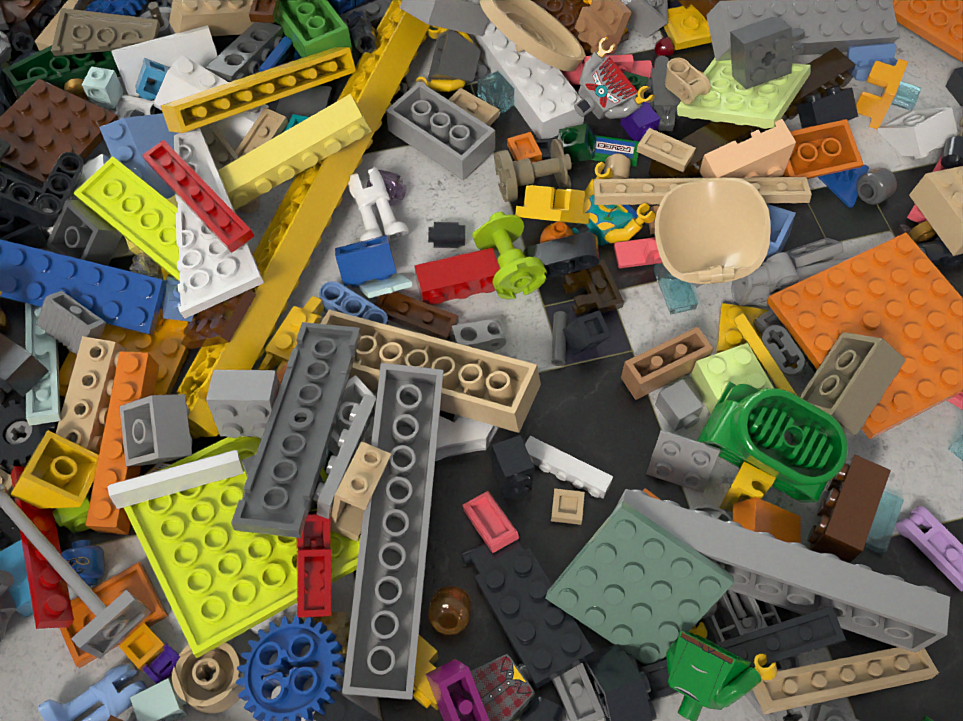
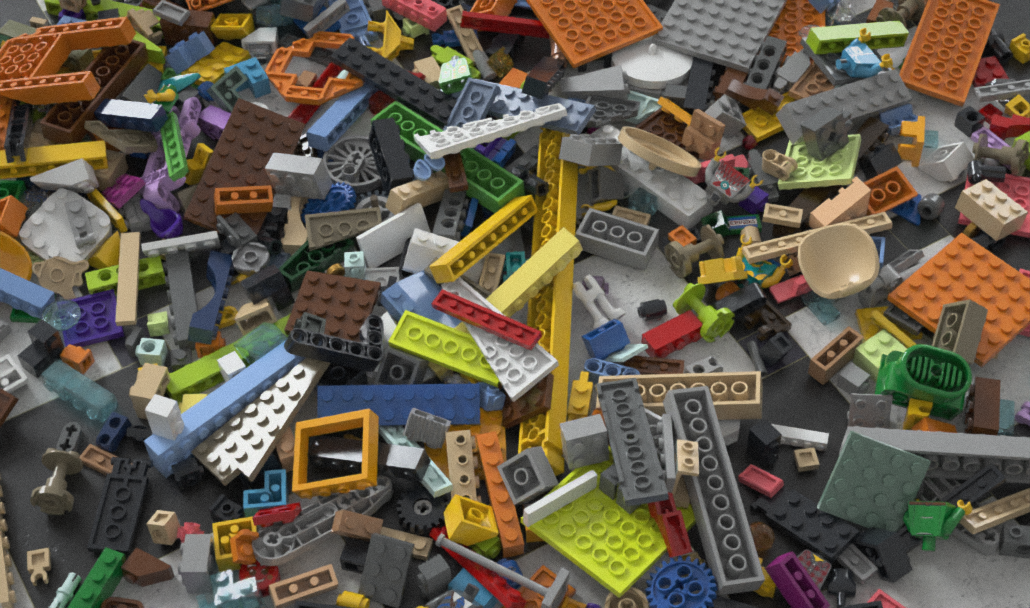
camera: 15 degrees left, 10 degrees down
(153, 70) = (389, 252): dark azure brick -> none
(778, 354) = (912, 323): dark grey beam -> none

